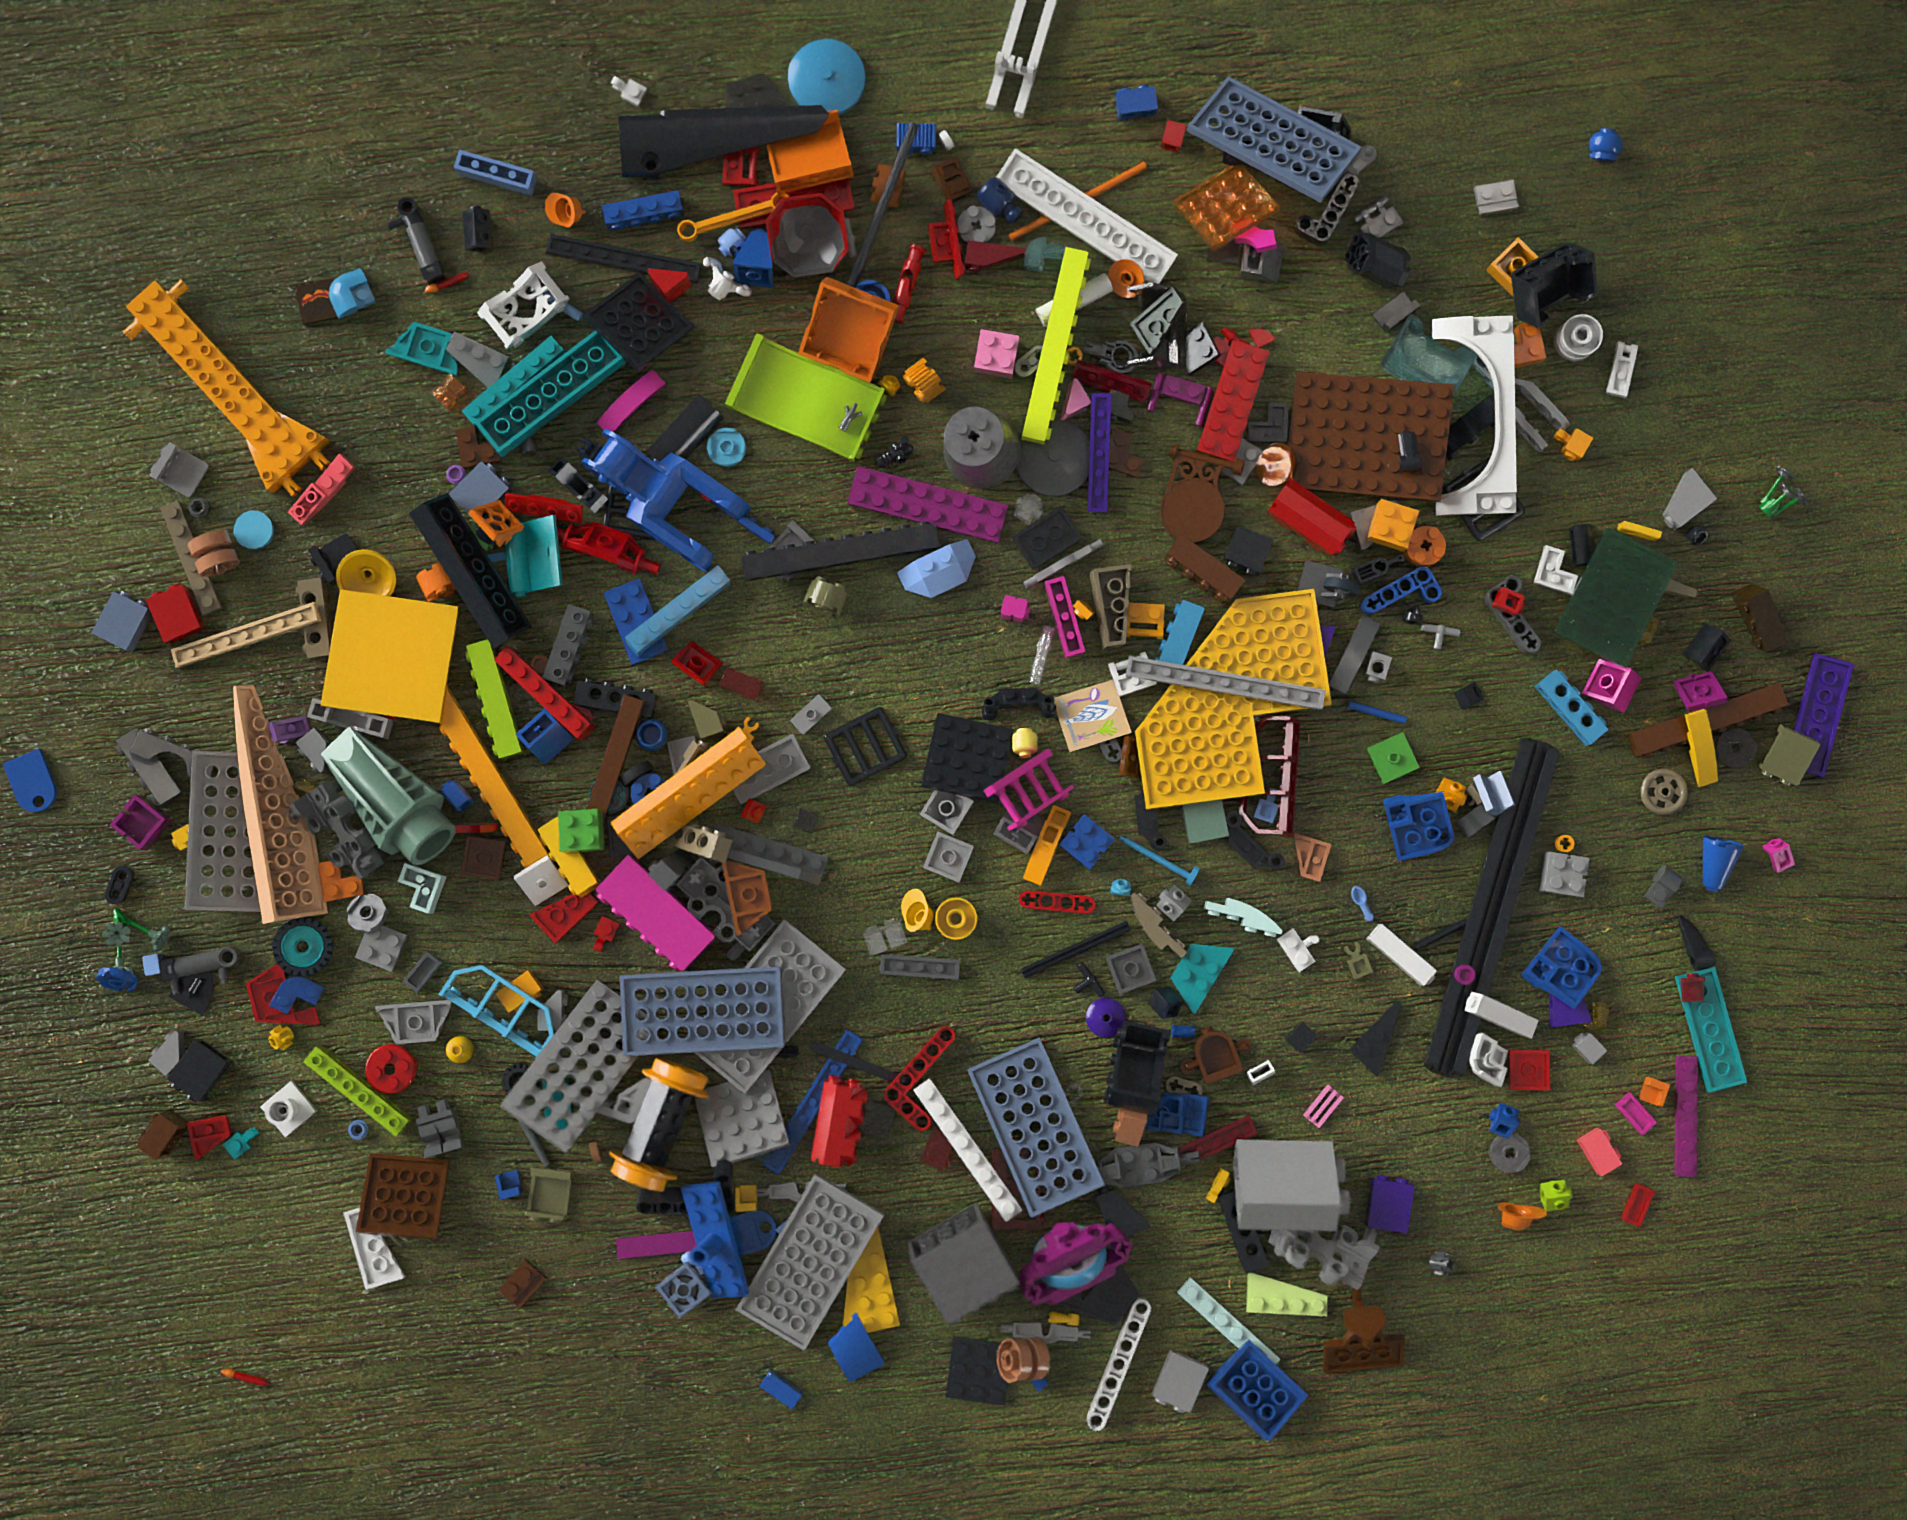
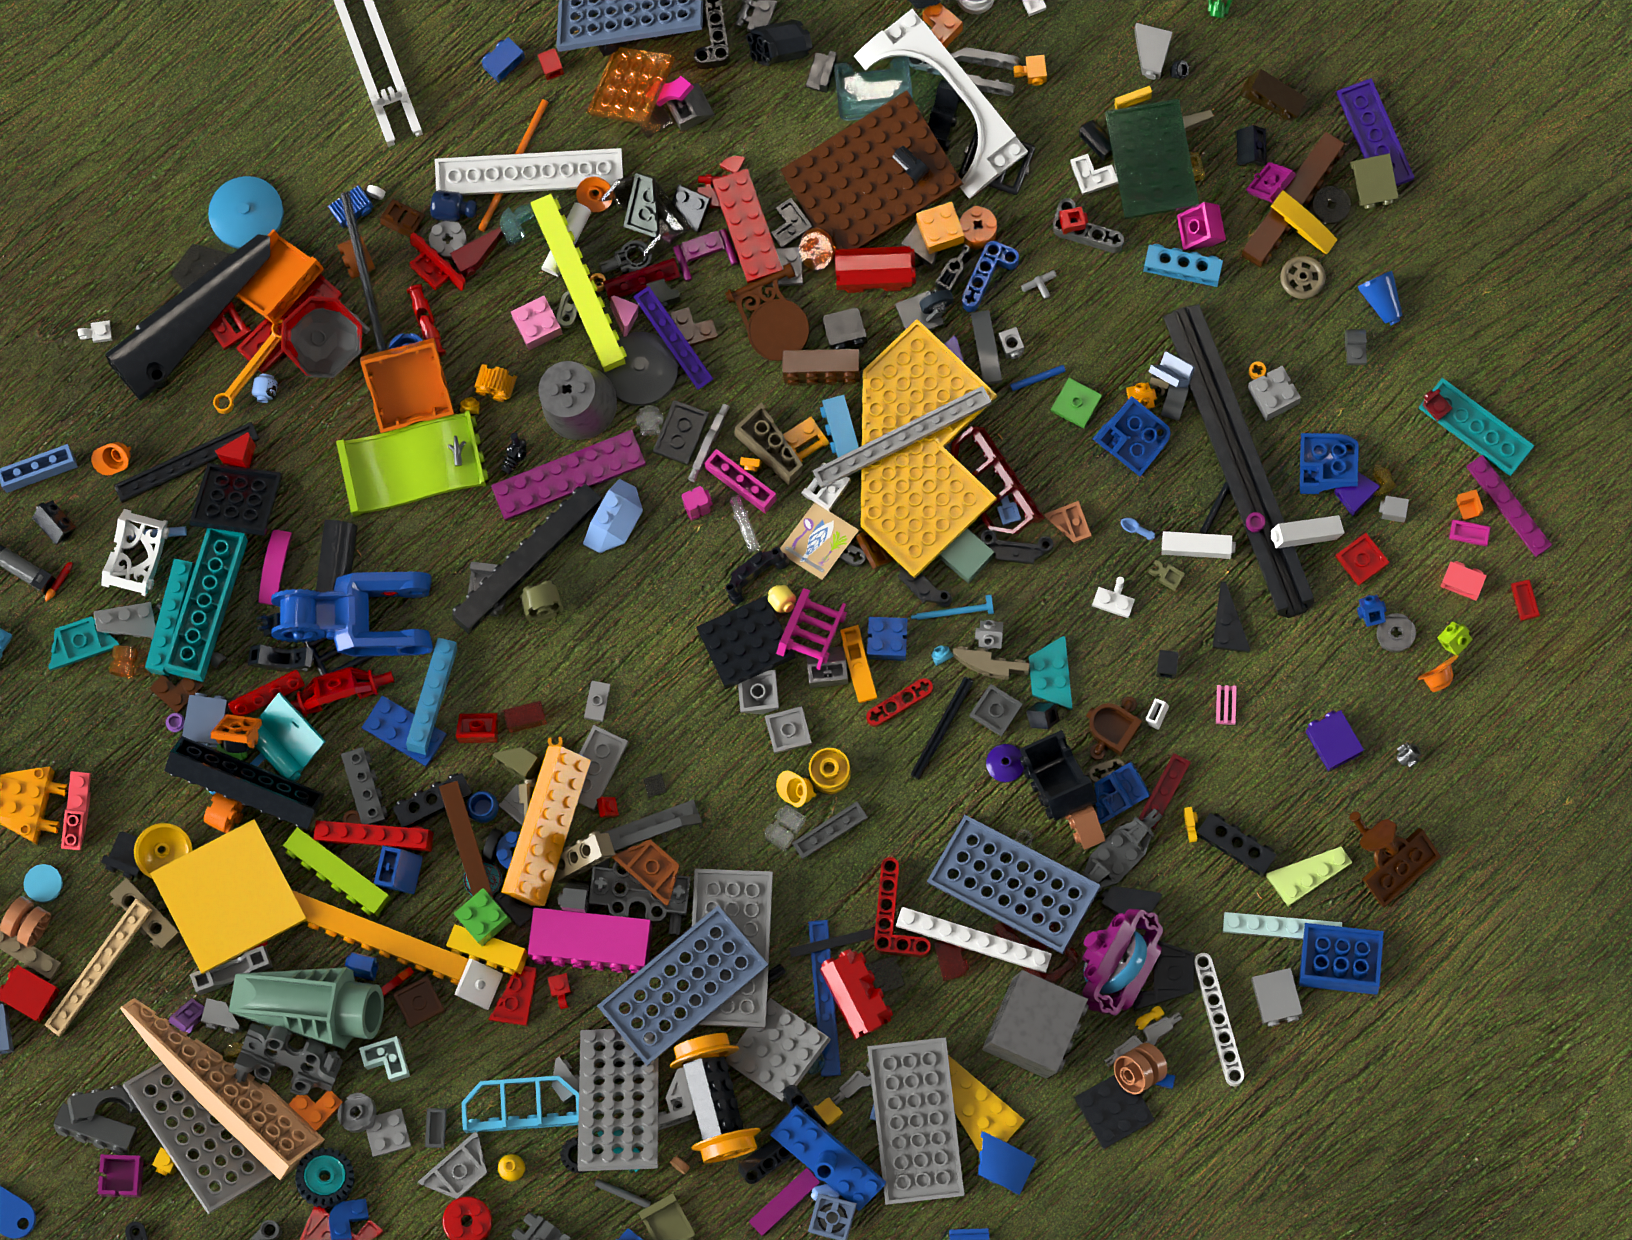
camera: 30 degrees left, 10 degrees down
(527, 982) = (525, 1092): light orange brick -> none
(643, 210) = (176, 413): blue brick -> none
(723, 281) = (280, 422): white piece -> none
(726, 447) = (376, 546): medium azure tile -> none
(748, 1231) = (850, 1136): blue tile -> none
(751, 524) = (440, 590): blue plate -> none
(754, 261) = (294, 388): blue slope -> none
(846, 730) = (634, 693): black bar -> none
(1090, 979) = (971, 743): black piece -> none
(1177, 1031) = (1074, 727): blue piece -> none
(1251, 917) = (1060, 601): light aqua slope -> none
(1288, 1185) = (1241, 777): light grey brick -> none
(1344, 1243) = (1327, 806): light grey gear -> none
(1413, 618) = (1010, 287): black tile -> none
(1468, 695) = (1098, 314): black slope -> none
(1488, 1060) = (1323, 573): white brick -> none
(1697, 949) = (1418, 374): black piece -> none
(1780, 854) = (1426, 259): dark pink bracket -> none

